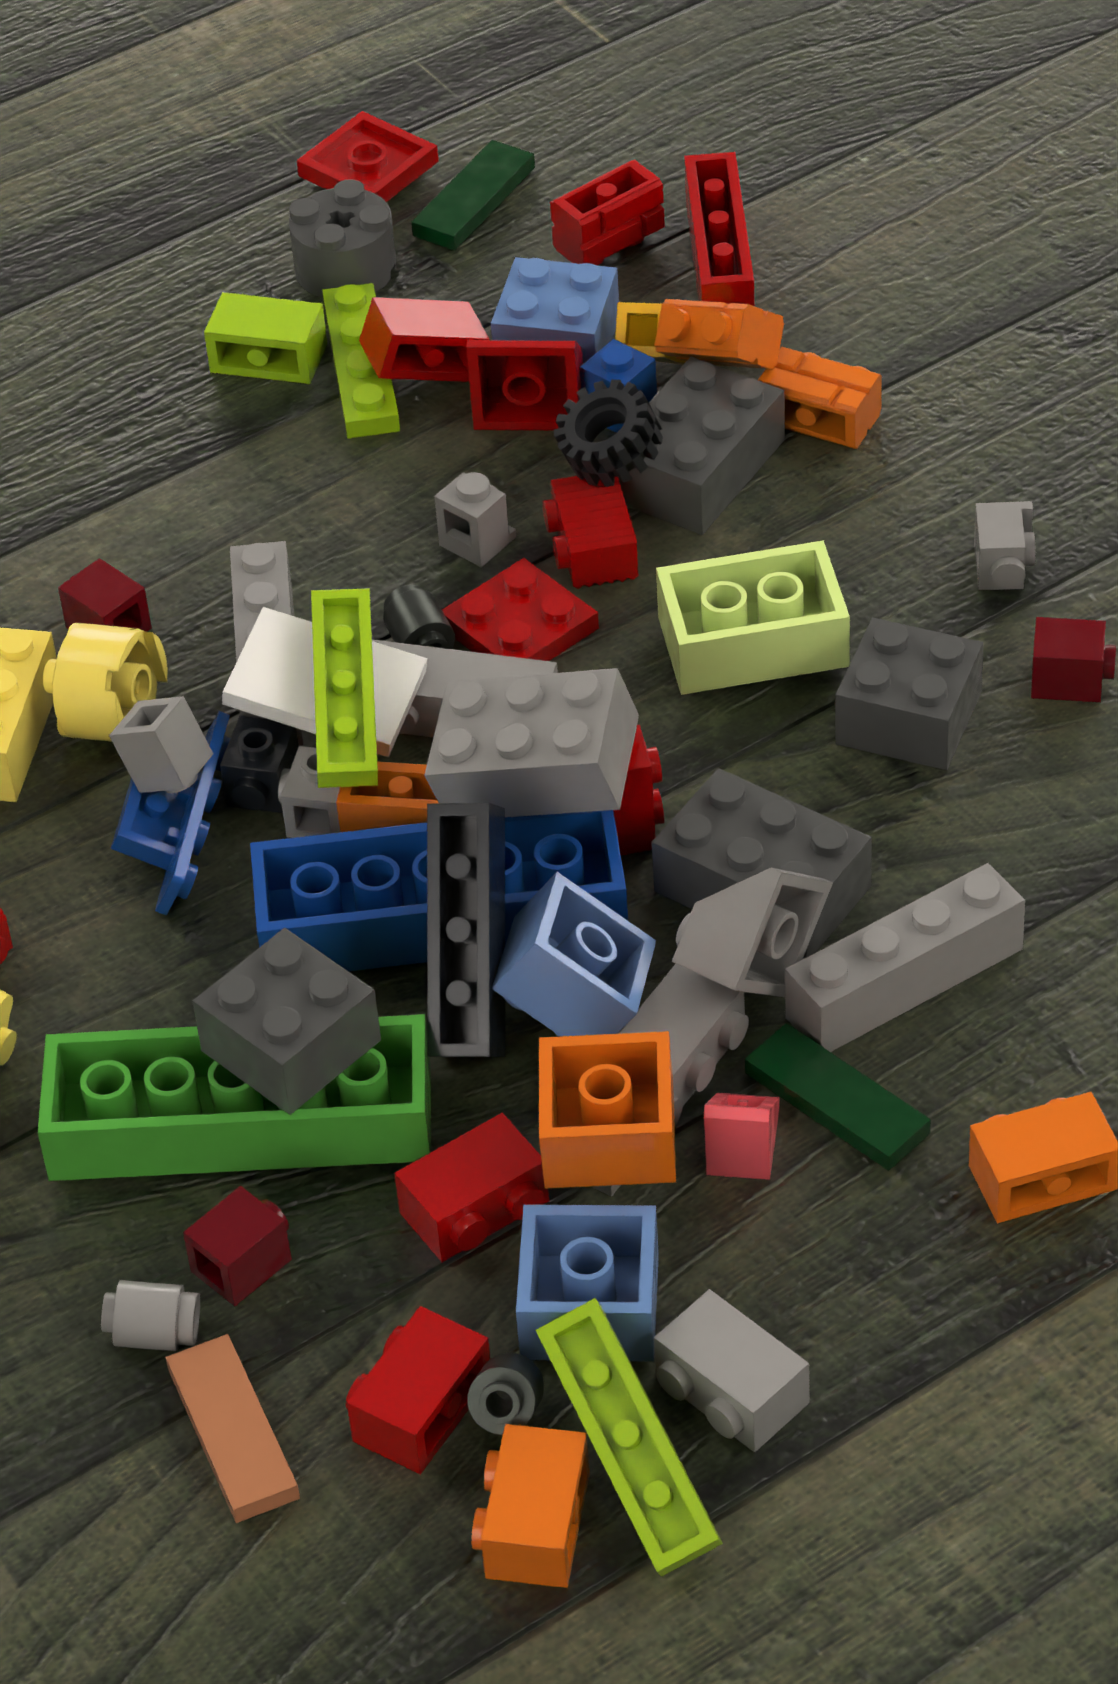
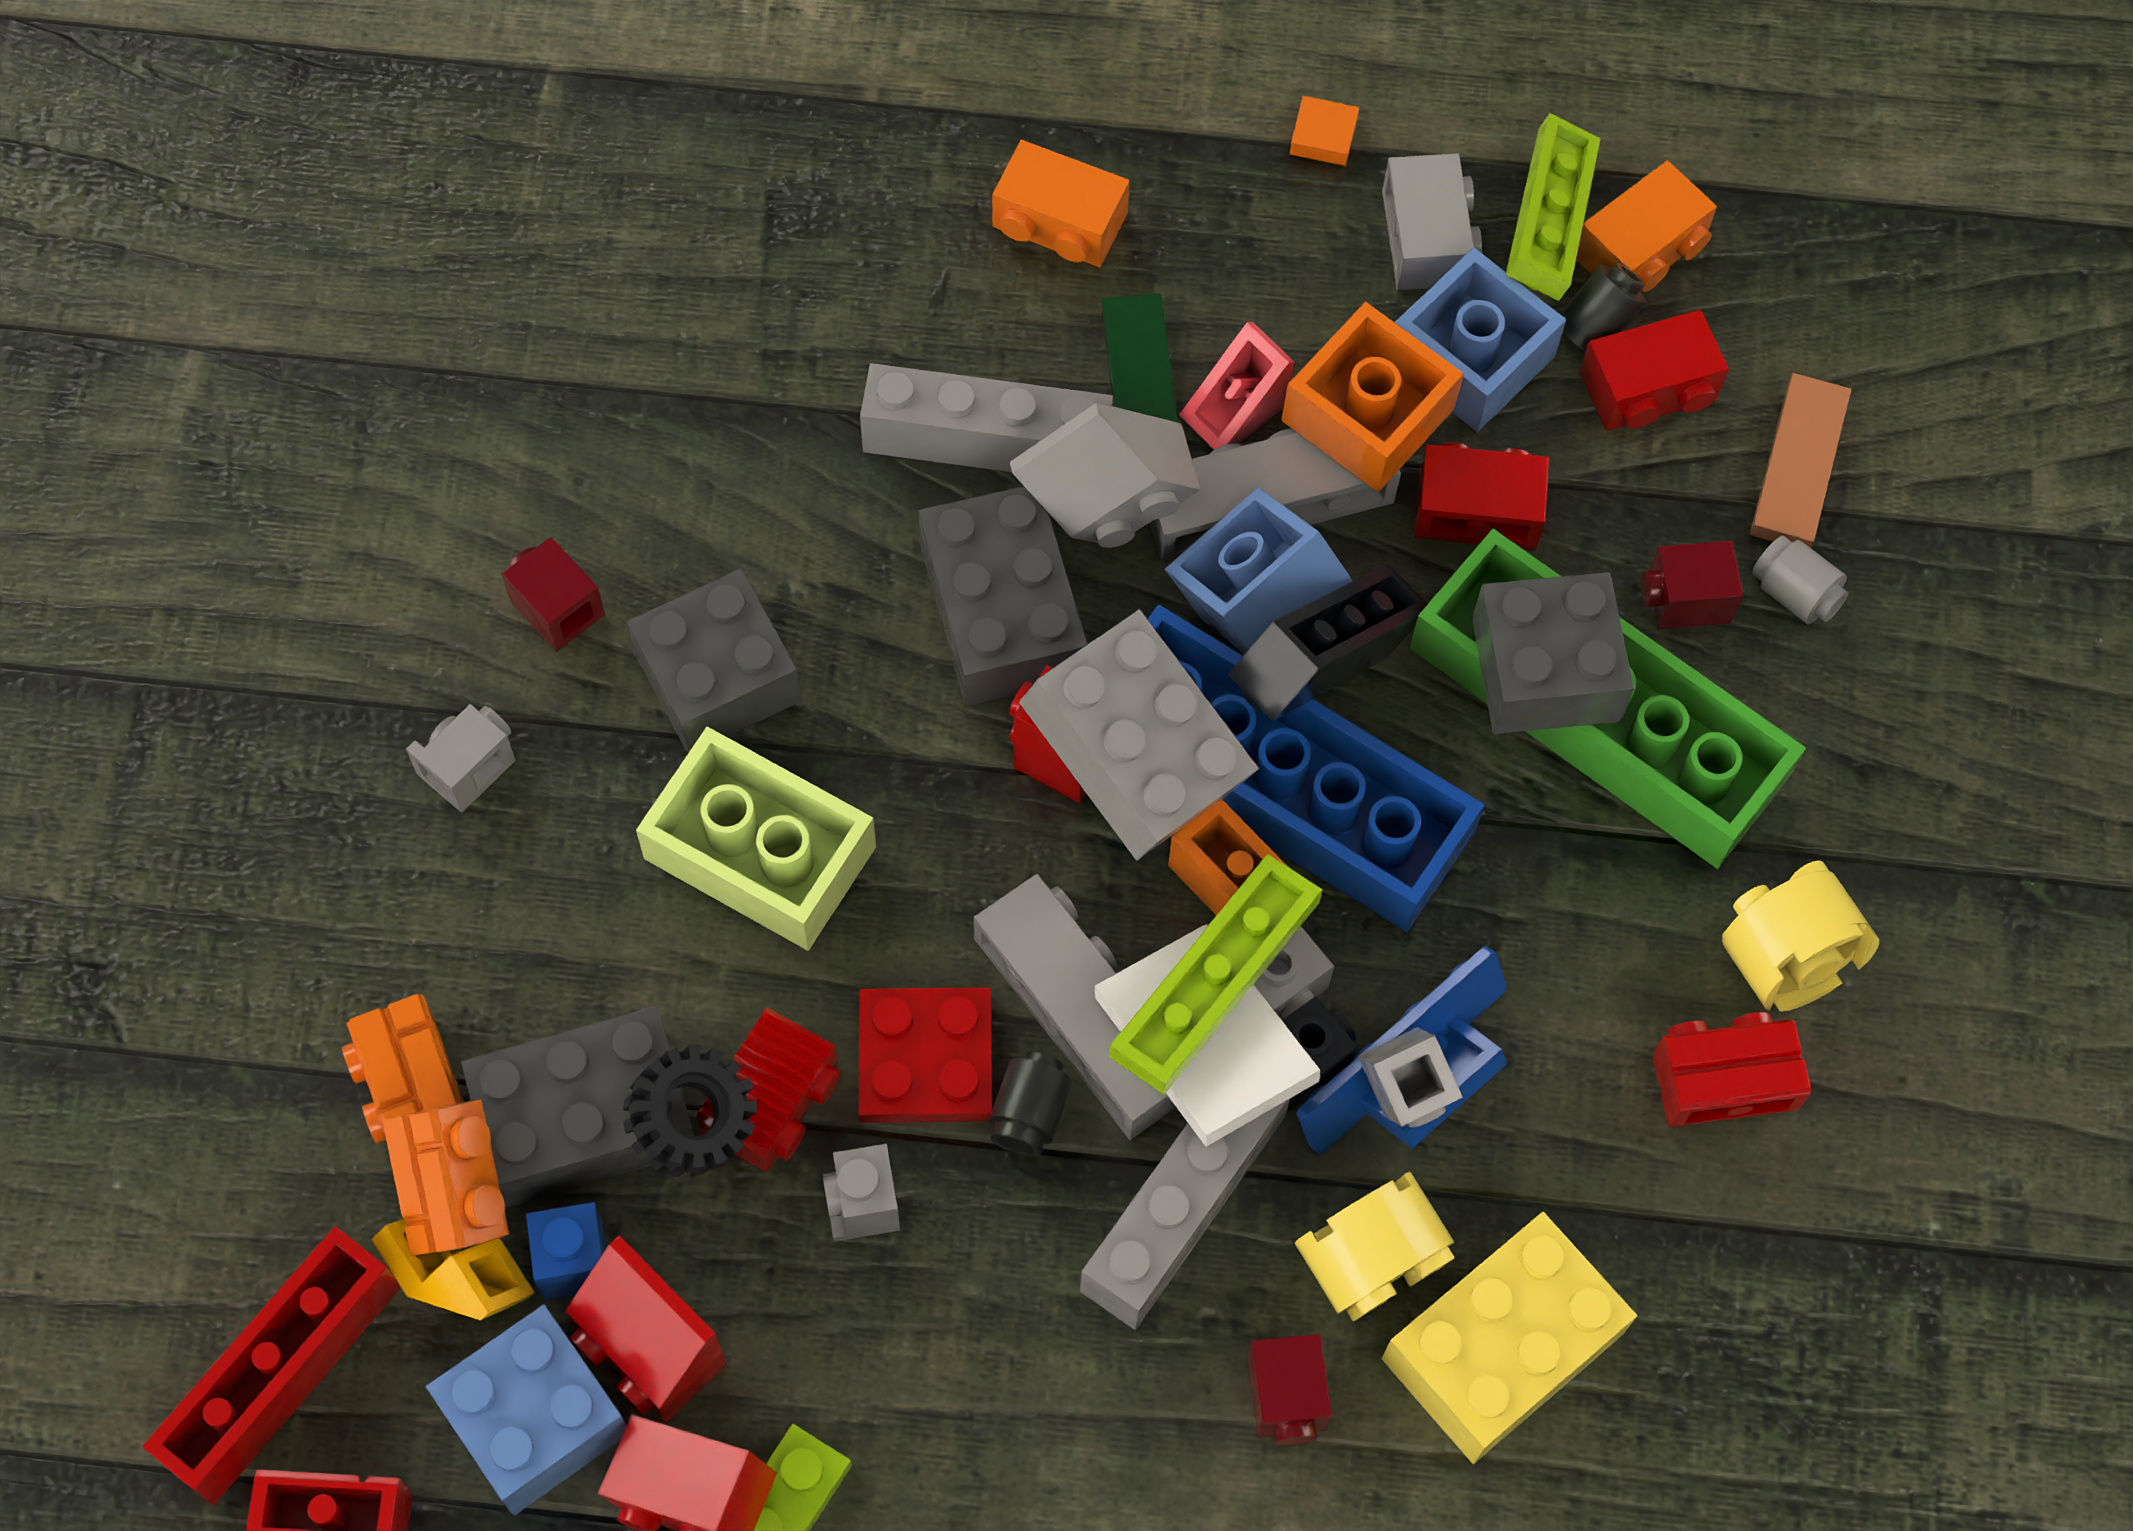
camera: 145 degrees left, 20 degrees up
(907, 1400) = (1324, 130): none -> orange tile

